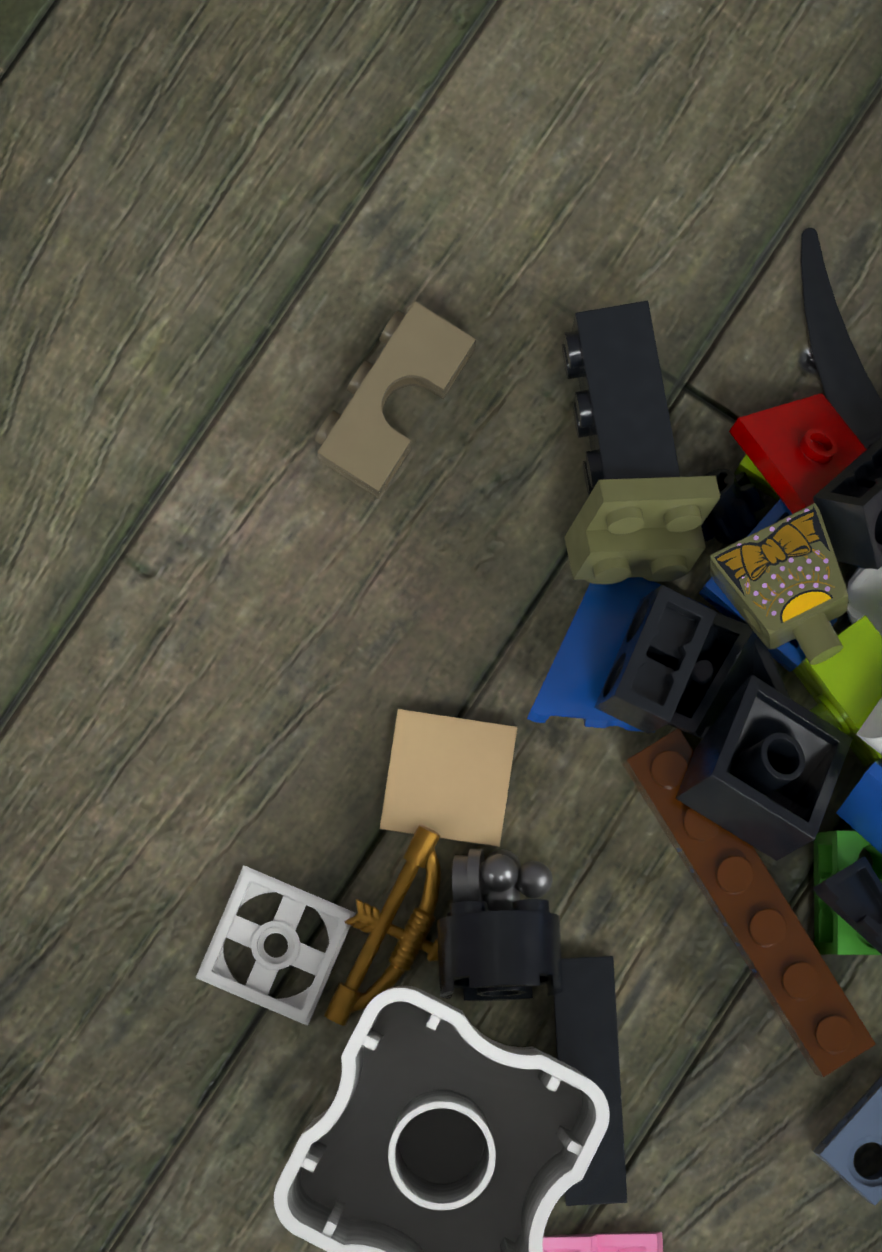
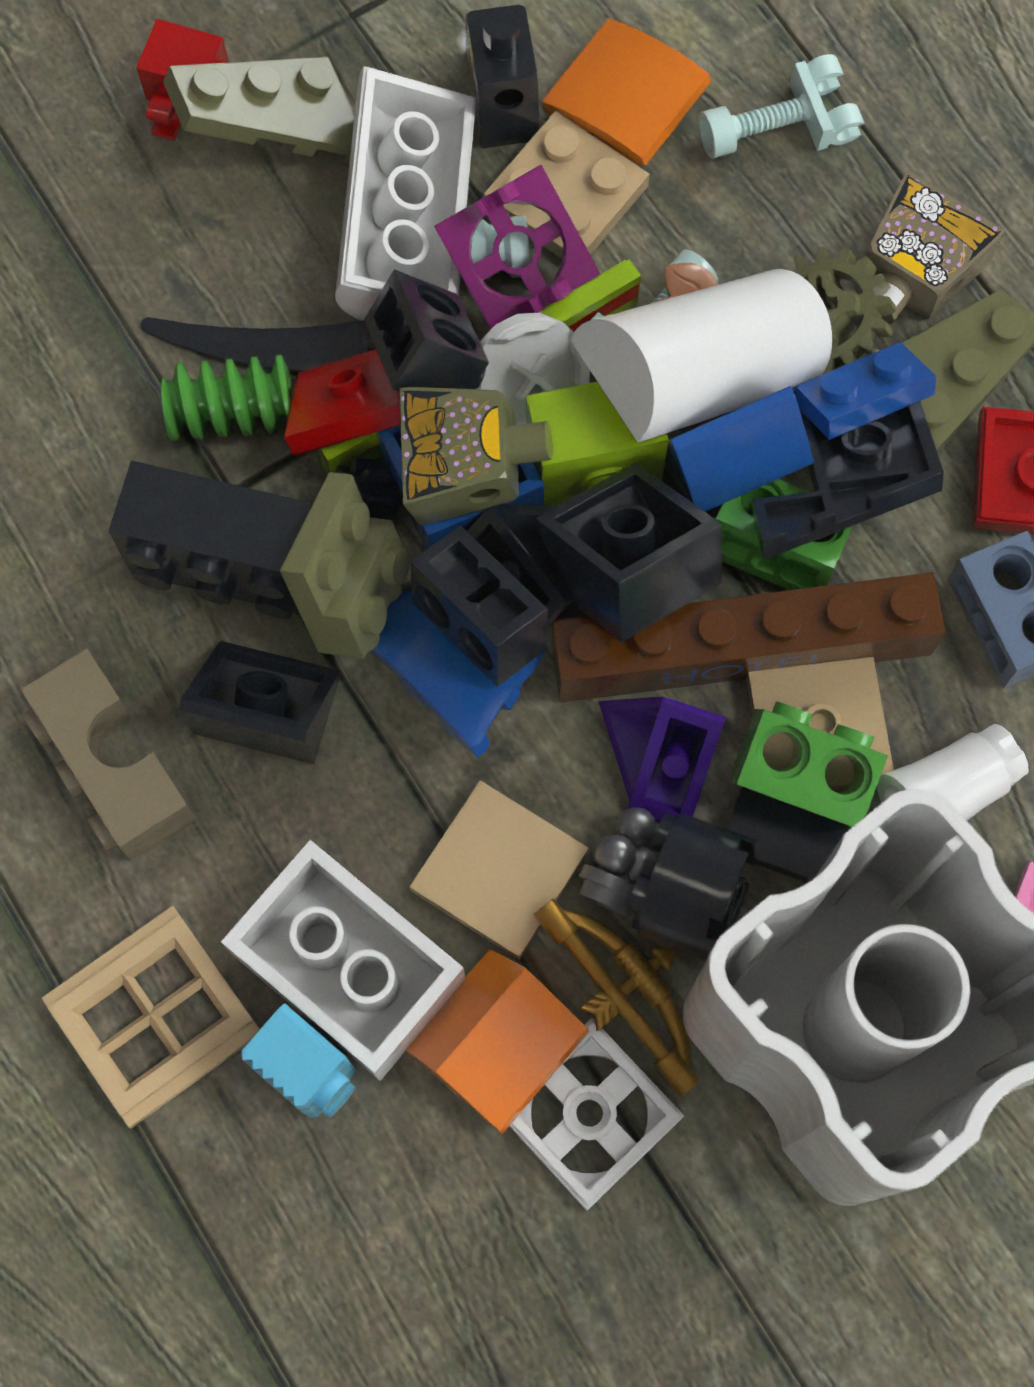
camera: 65 degrees left, 10 degrees down
(169, 590) = (186, 1062): none -> tan piece
(204, 690) = (300, 1064): none -> medium azure brick
(300, 840) = (498, 1039): none -> orange slope
(307, 684) = (344, 959): none -> white brick
(506, 506) = (261, 701): none -> black slope
(608, 874) = (662, 751): none -> dark purple slope
(632, 1004) = (803, 779): none -> bright green brick
(694, 1139) = (966, 772): none -> white plant
(699, 1002) = (835, 694): none -> tan plate
(762, 344) = (226, 399): none -> bright green piece

